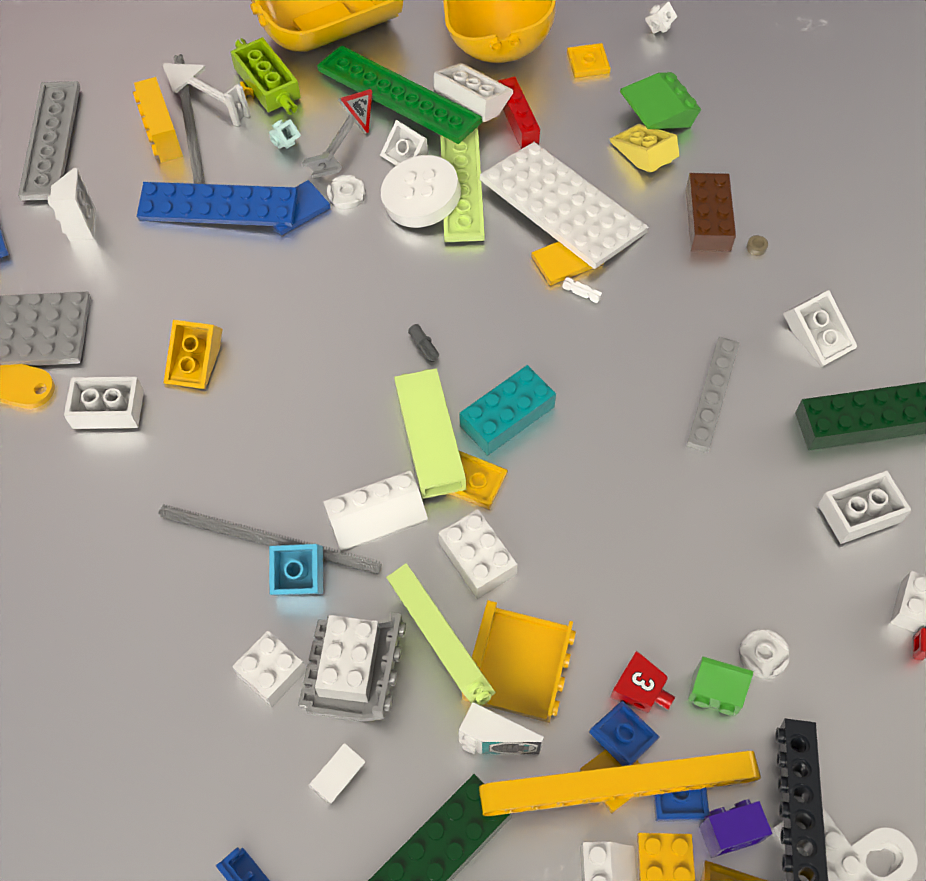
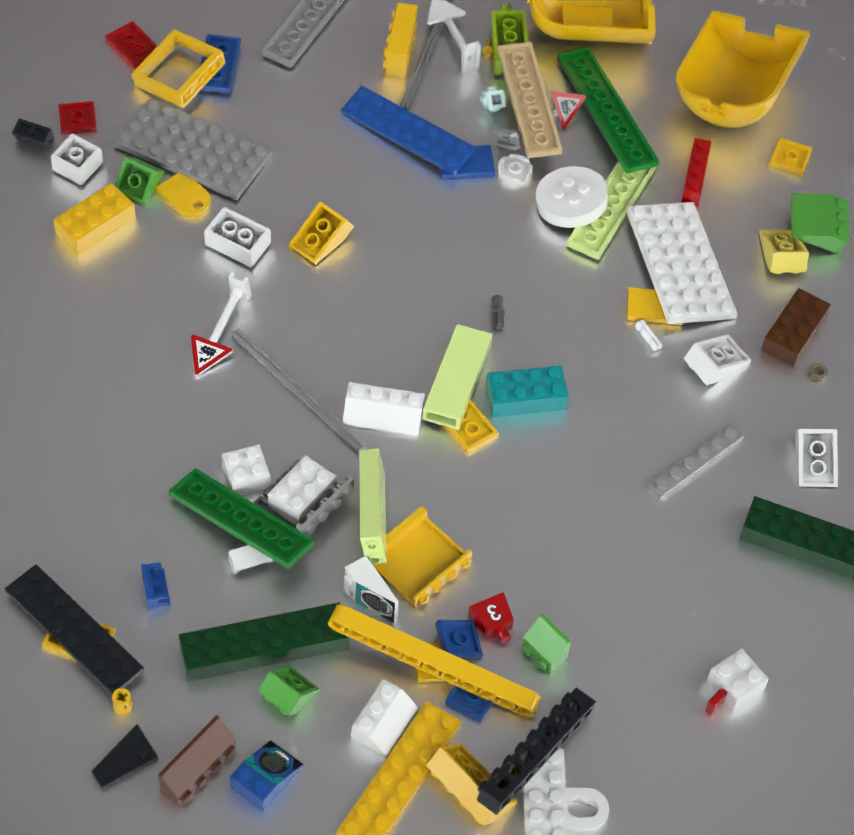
camera: 25 degrees right, 5 degrees down
(73, 206) = (296, 80): white slope -> none
(144, 549) = (209, 352): none -> white piece
(296, 569) = (302, 417): medium azure brick -> none
(301, 733) = (241, 518): none -> green plate
(323, 117) = (529, 100): none -> tan plate
(403, 144) = (583, 153): white slope -> none
(472, 90) = (667, 135): white slope -> none
(477, 554) = (436, 475): white brick -> none
(661, 280) = (716, 358): none -> white slope
(735, 828) = (490, 729): dark purple brick -> none
(764, 653) = (597, 648): white tile -> none
(864, 507) = (744, 593): white brick -> none

